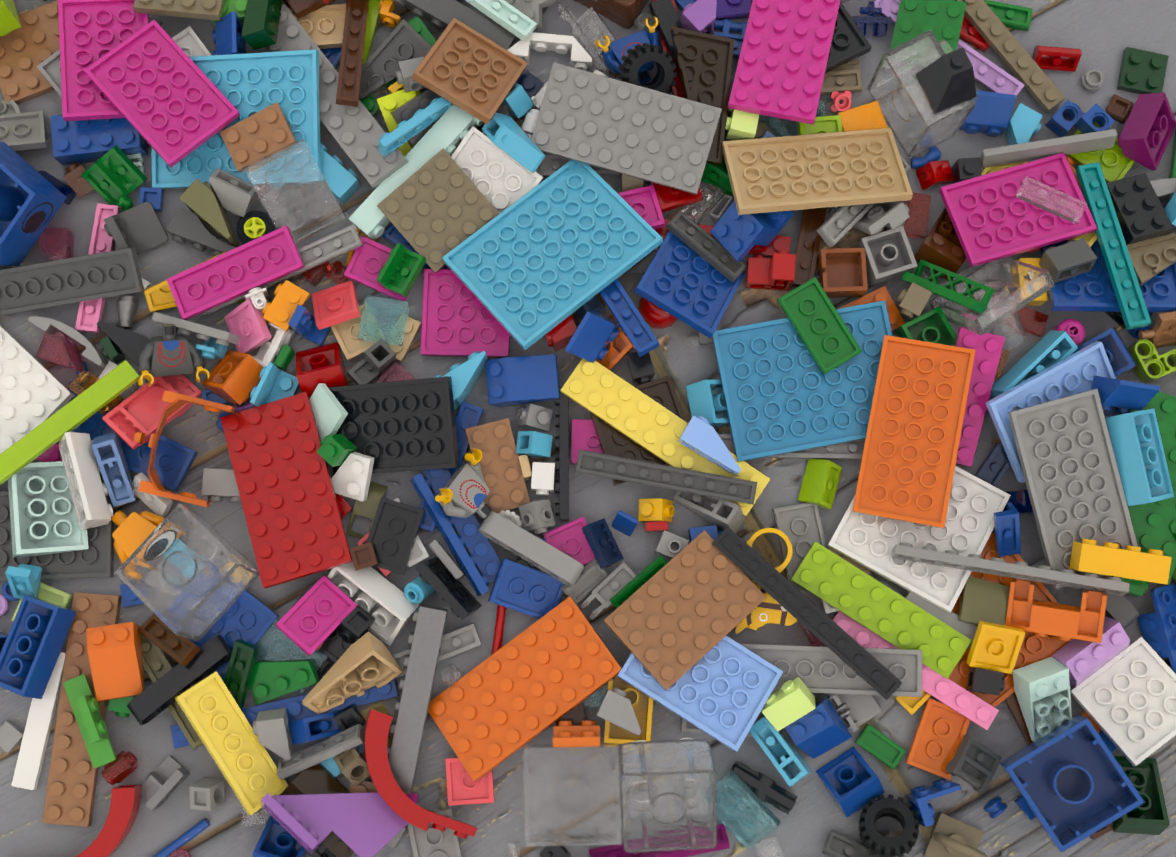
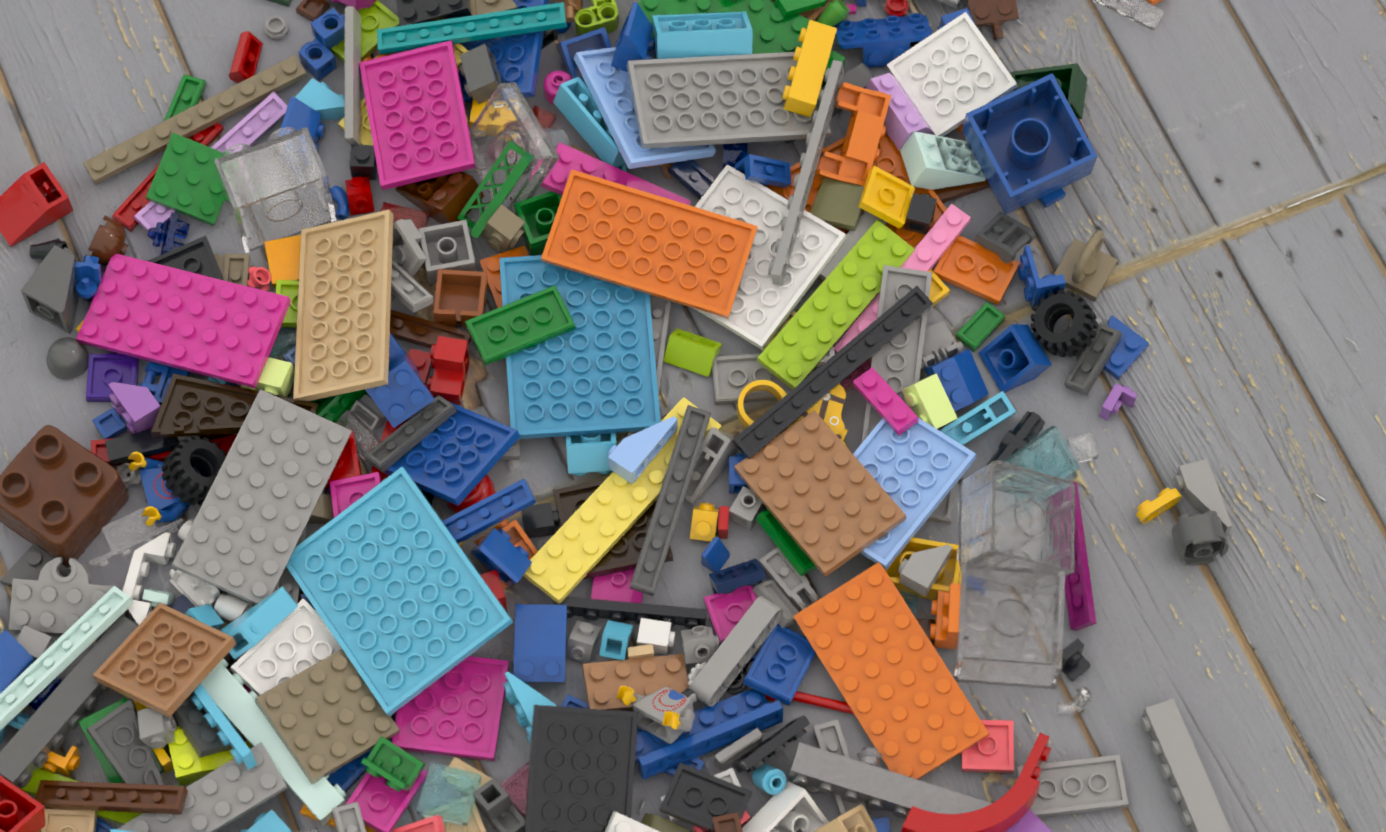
camera: 85 degrees left, 15 degrees down
(537, 64) = (157, 596): none -> light aqua plate
(782, 662) = (885, 401): none -> dark pink plate
(948, 81) = (279, 148): black slope -> none
(995, 807) = (1050, 224): blue bush -> none
(1051, 200) = (413, 79): clear tile -> none

